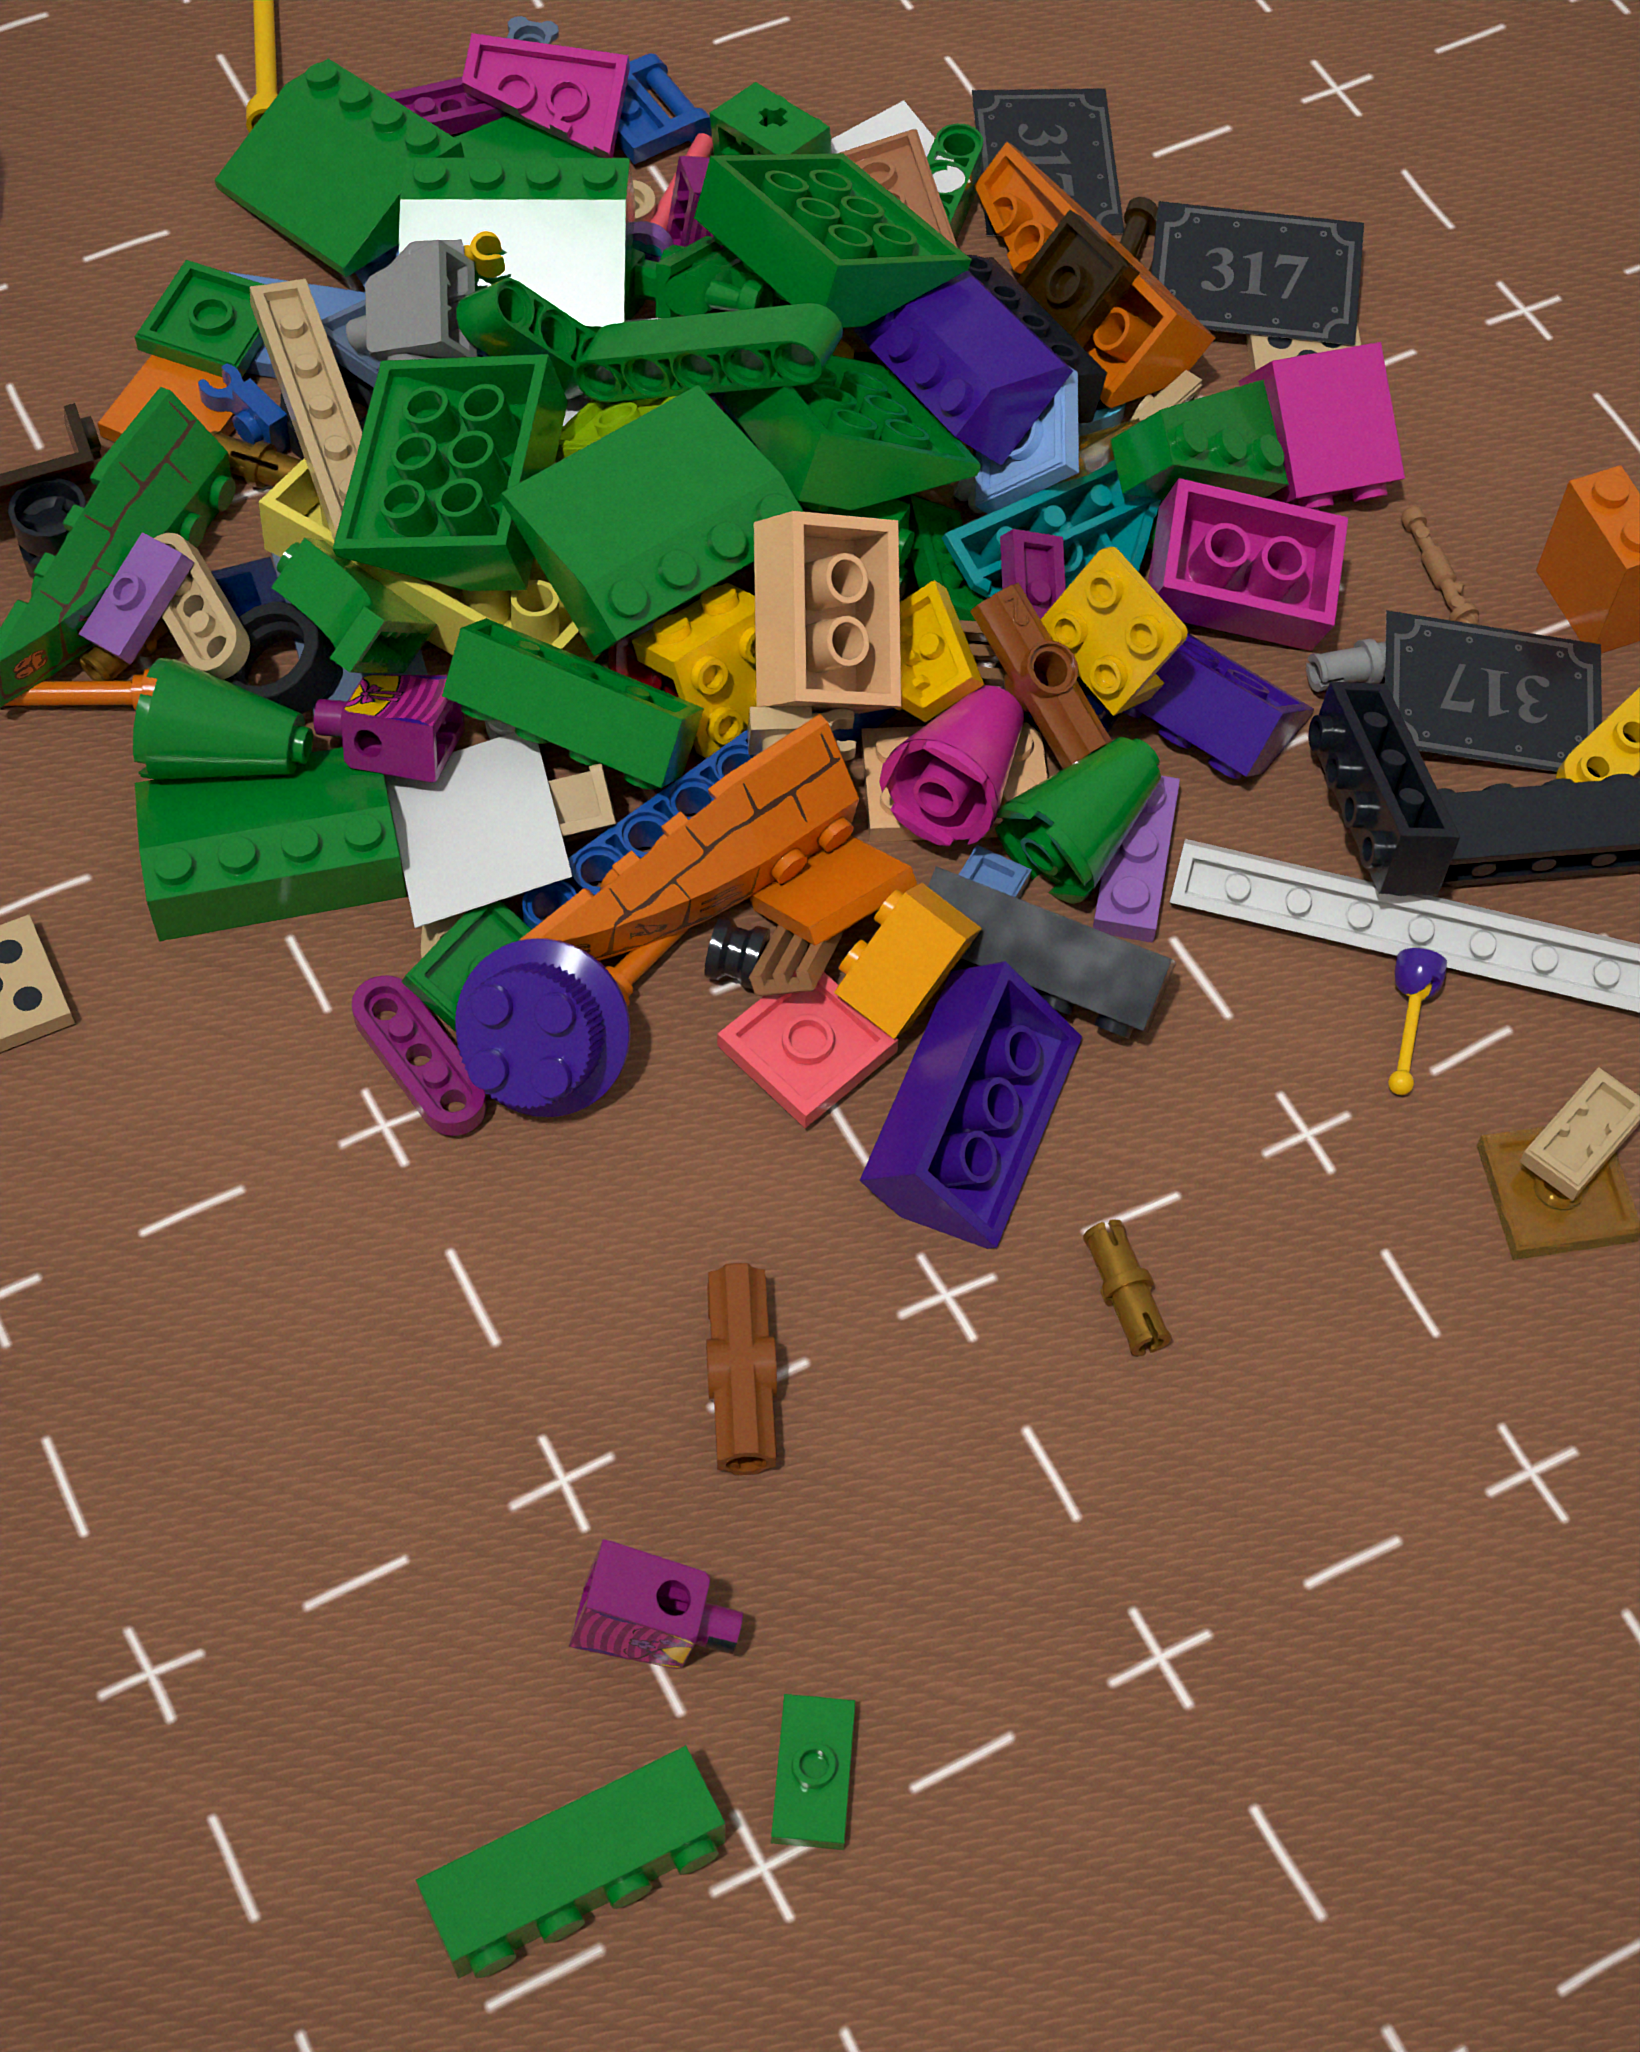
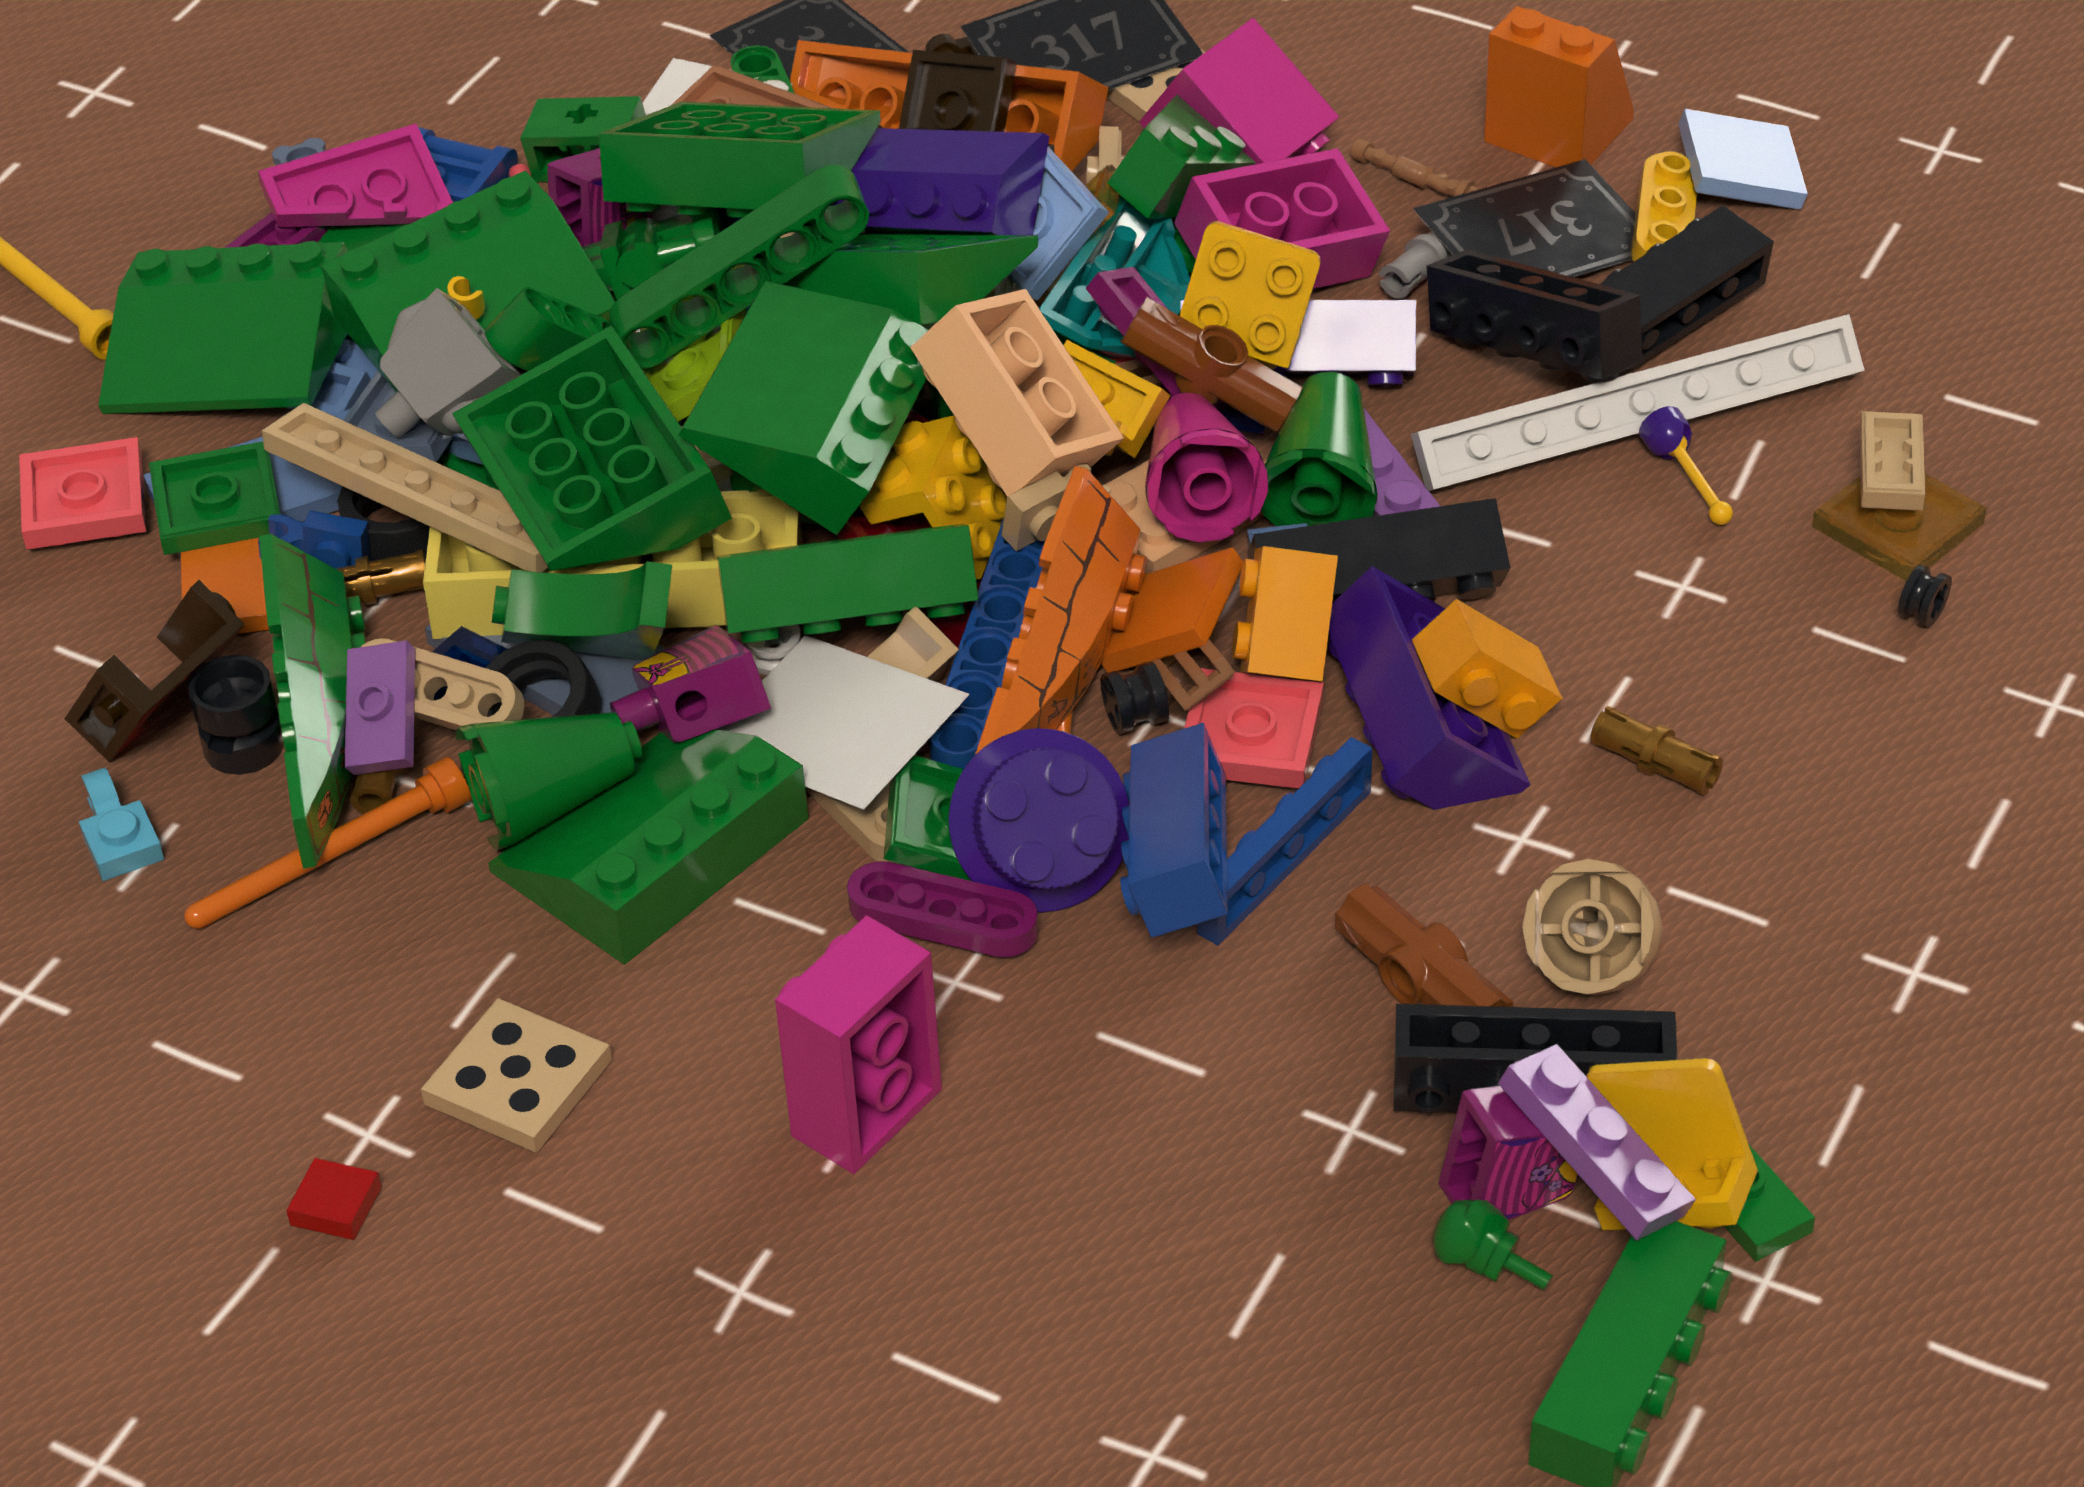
camera: 30 degrees left, 15 degrees down
(127, 255) = (82, 493): none -> coral plate
(199, 1152) = (859, 1043): none -> dark pink brick
(552, 1662) = (1479, 1238): none -> green piece
(633, 1113) = (1175, 831): none -> blue brick
(679, 1661) = (1596, 1141): none -> medium lavender plate
(724, 1174) = (1292, 833): none -> blue plate
(733, 1533) = (1470, 1047): none -> black brick
(757, 1716) = (1691, 1126): none -> yellow bracket
(891, 1438) = (1592, 927): none -> tan cylinder
(1027, 1121) = (1486, 669): none -> light orange brick
(1500, 1287) = (1924, 595): none -> black bush

